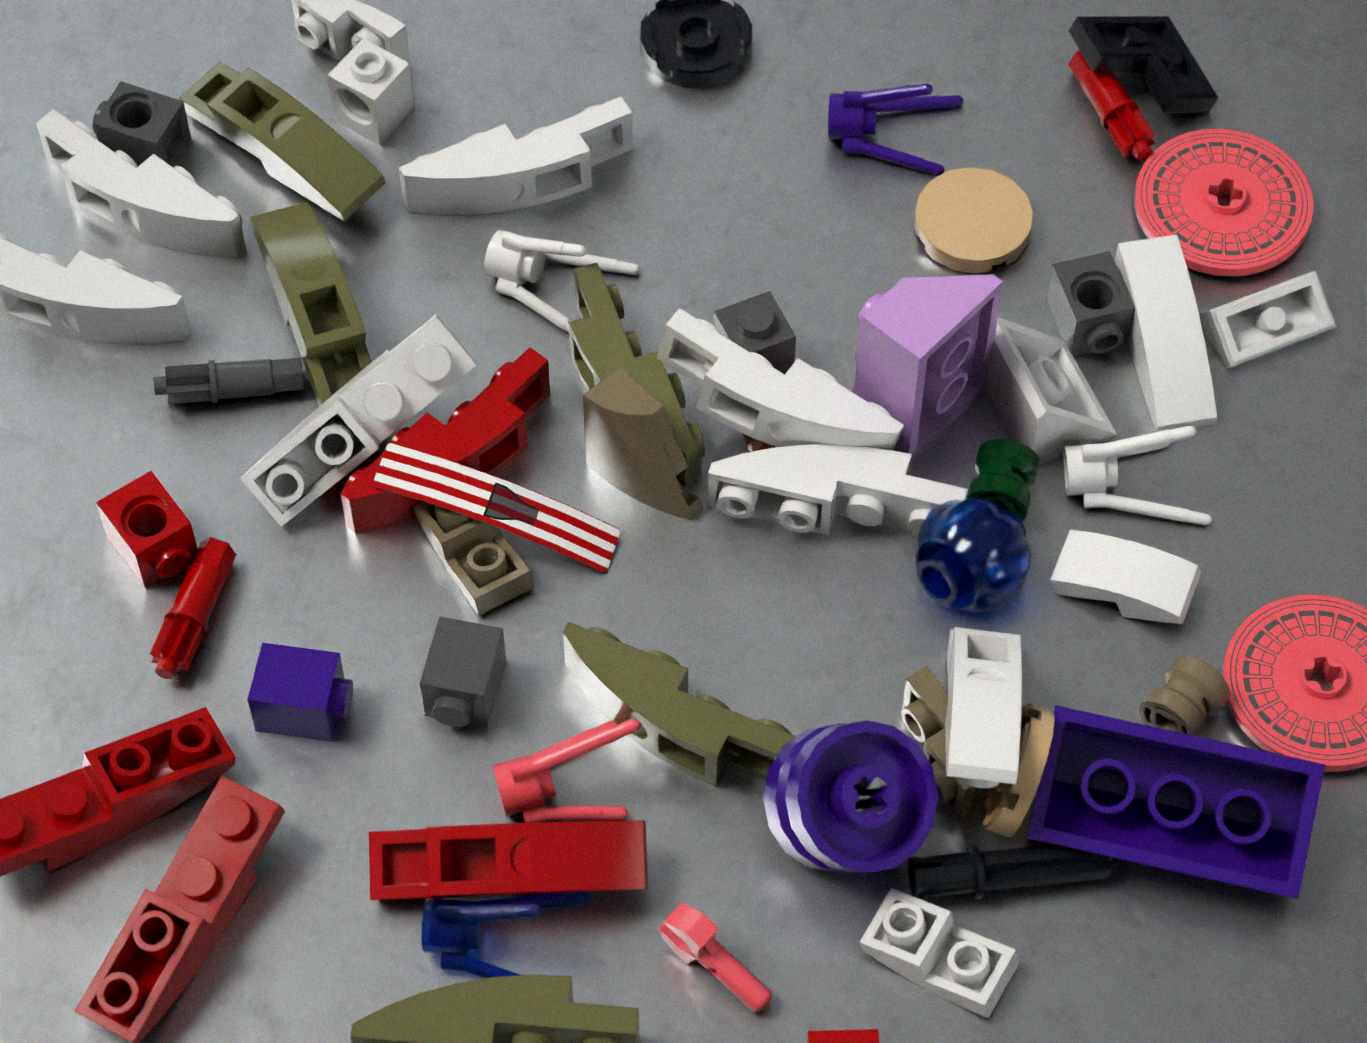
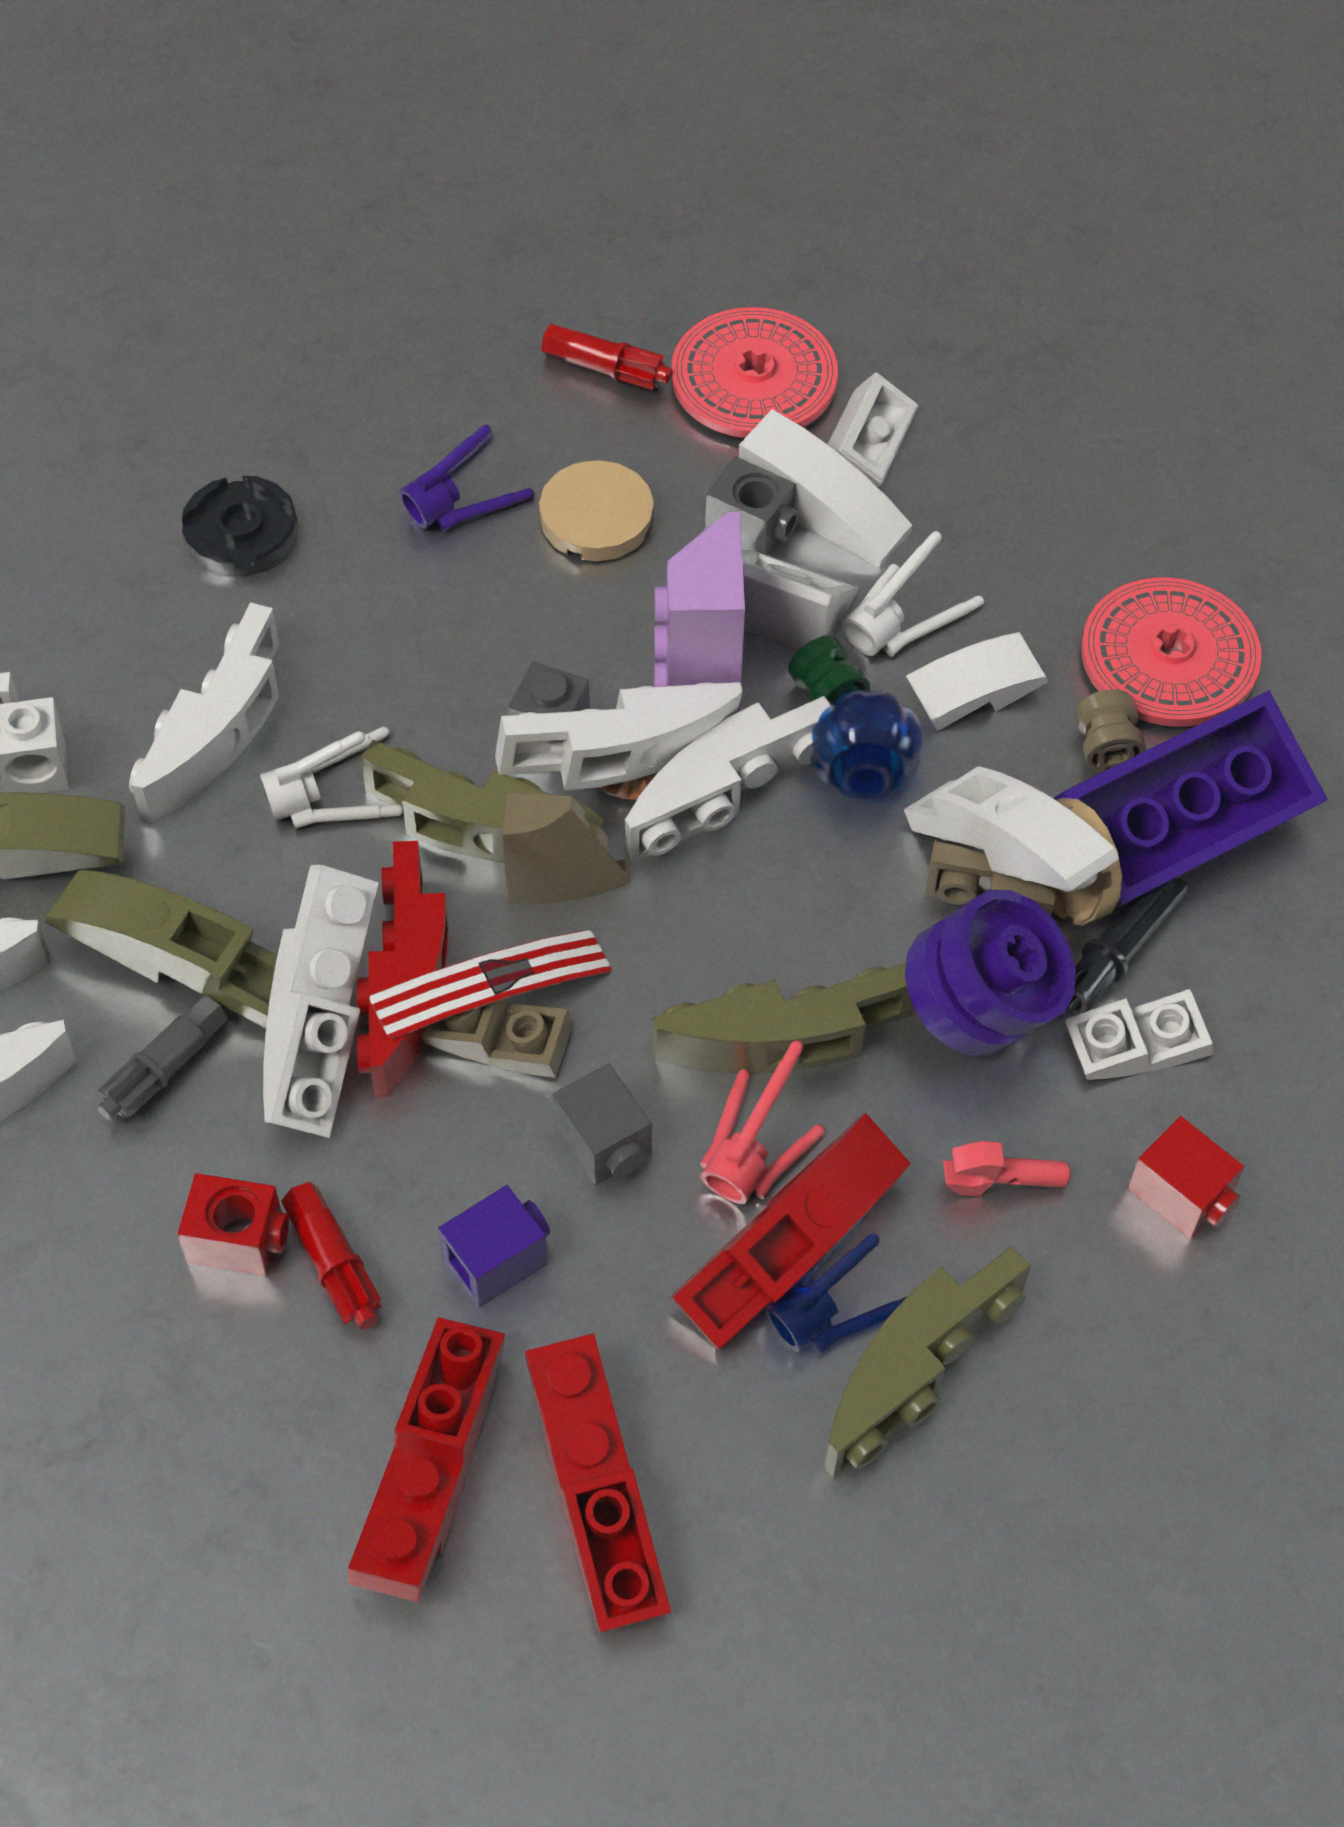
camera: 45 degrees left, 0 degrees up
(1152, 49) = (589, 297): black tile -> none

